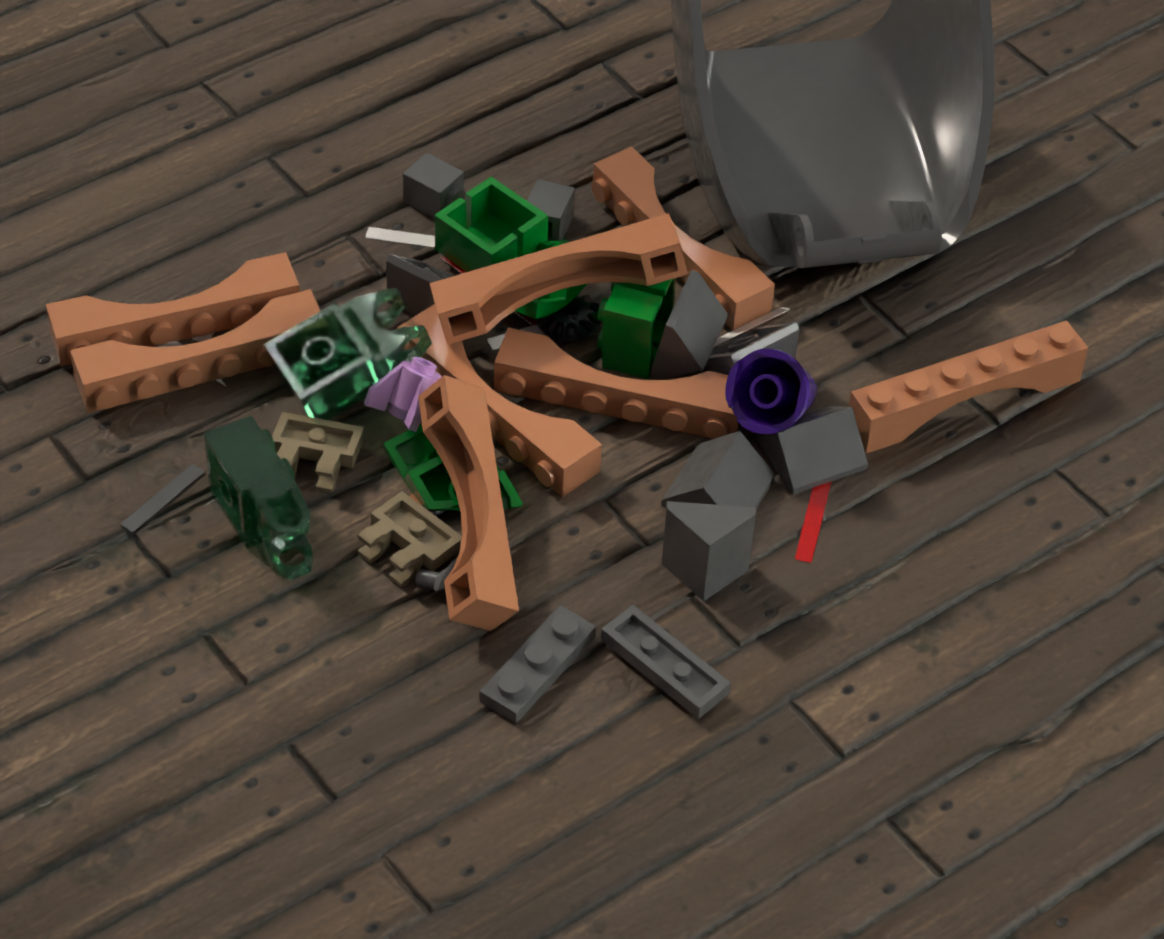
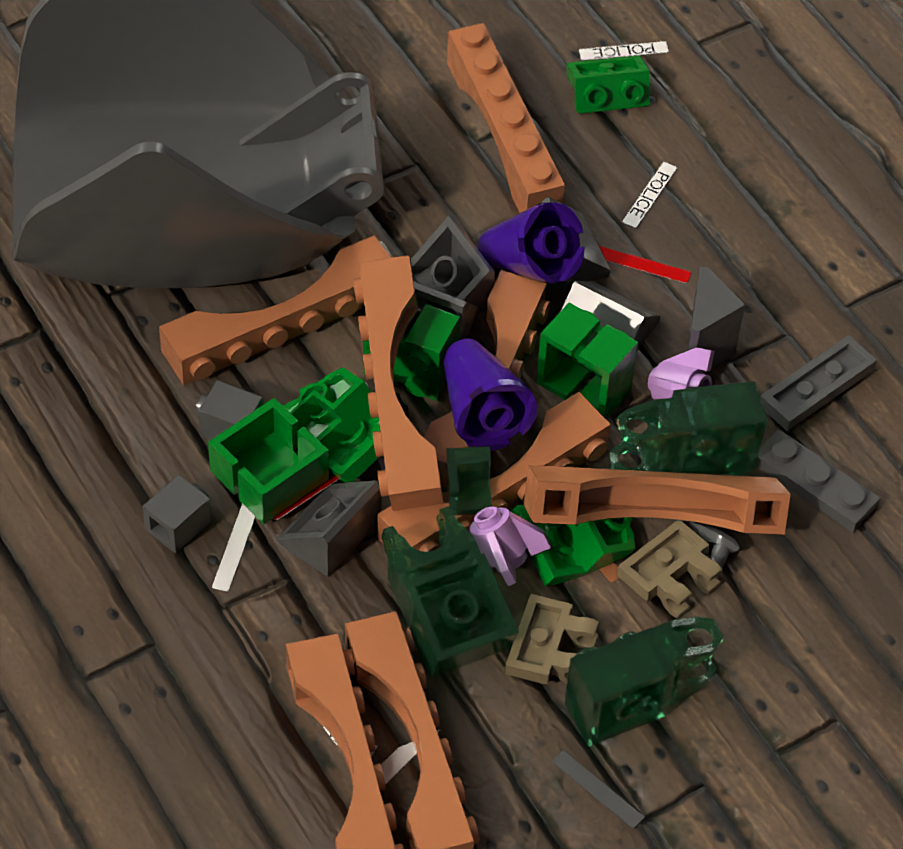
camera: 85 degrees left, 5 degrees up
(466, 350) = (468, 479): none -> clear green panel
(558, 535) = (696, 431): none -> clear green brick
(565, 349) = (486, 396): none -> dark purple cone
(630, 538) = (681, 373): none -> lavender brick
(641, 452) = (575, 348): none -> green piece
(913, 525) = (649, 194): none -> white sticker
(1058, 475) = (609, 83): none -> green bracket
(1123, 499) = (623, 50): none -> white sticker

